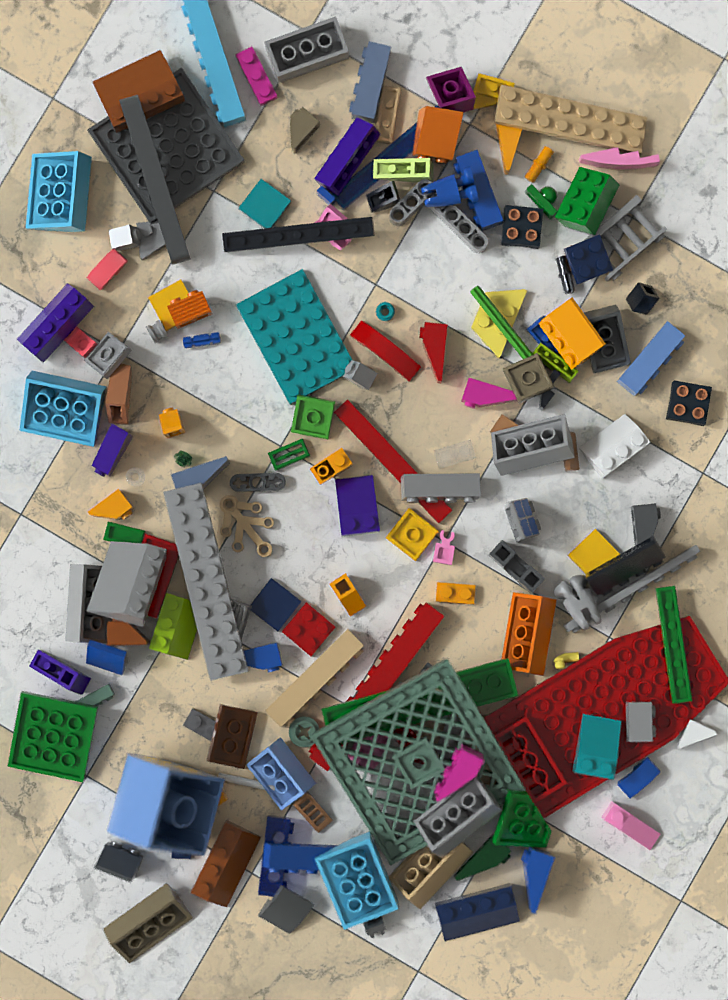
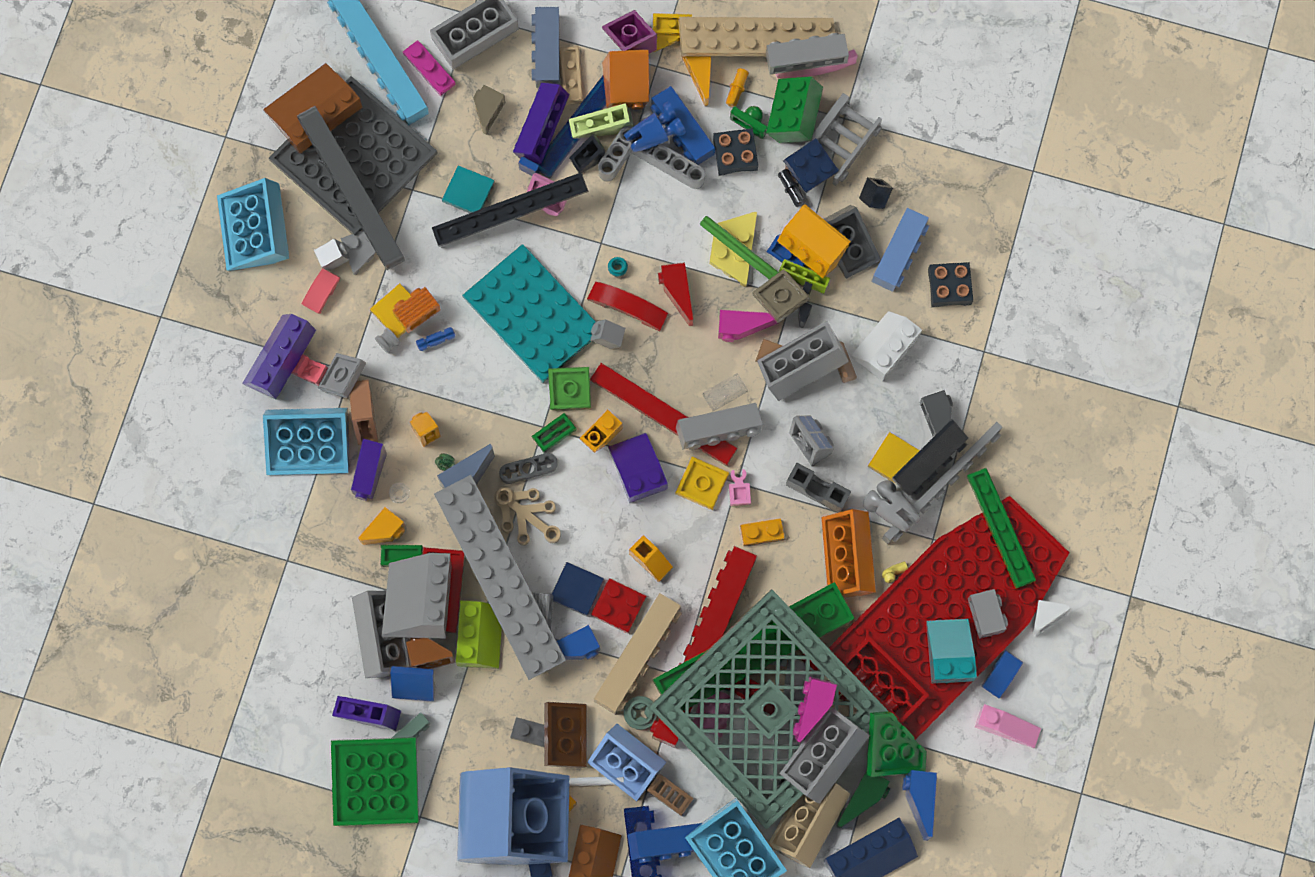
camera: 15 degrees left, 10 degrees down
(612, 149) = (807, 53): none -> light grey brick

